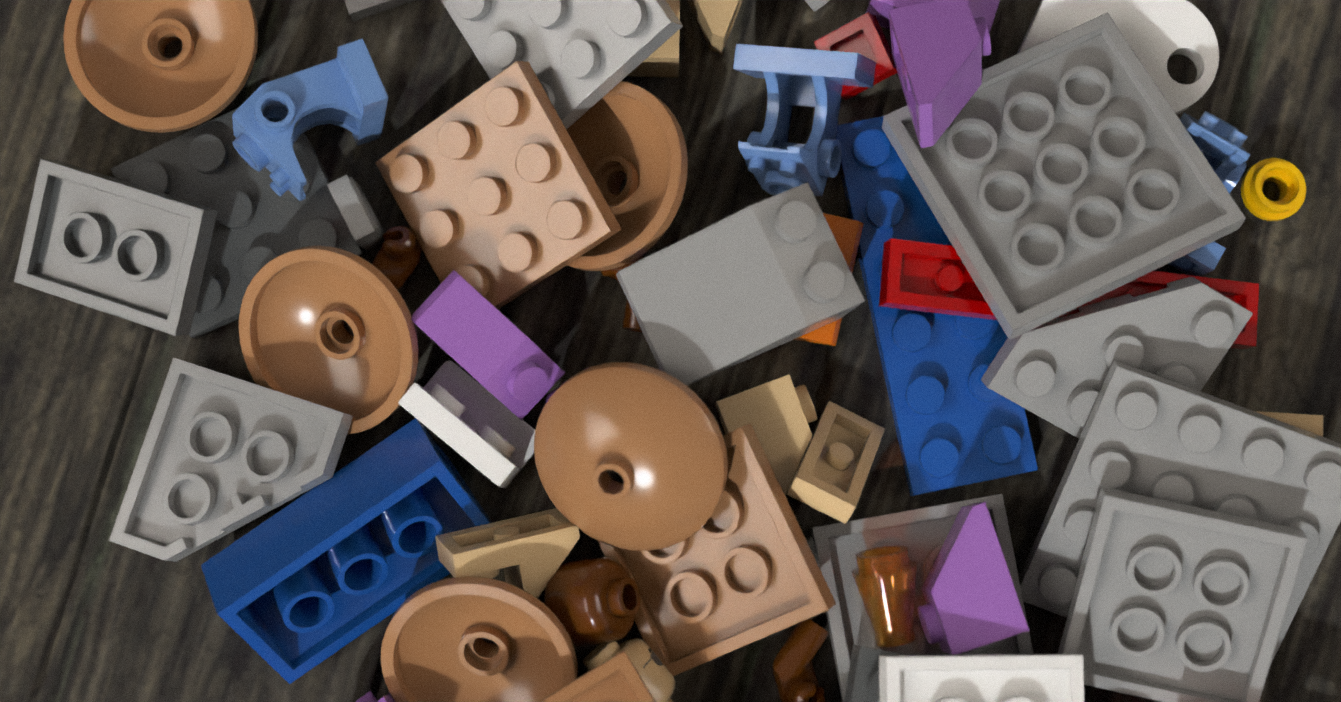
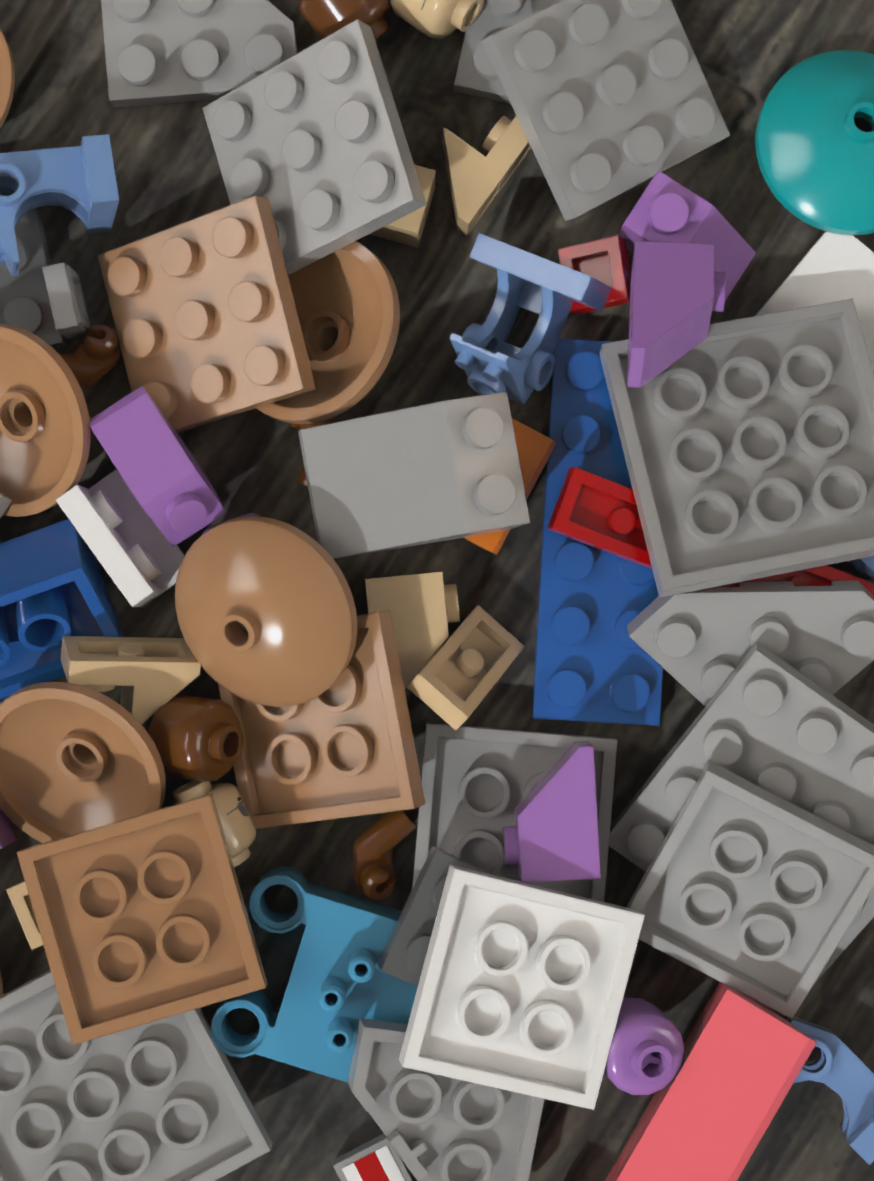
camera: 20 degrees right, 5 degrees up
(888, 589) = (479, 805): clear orange cone -> none

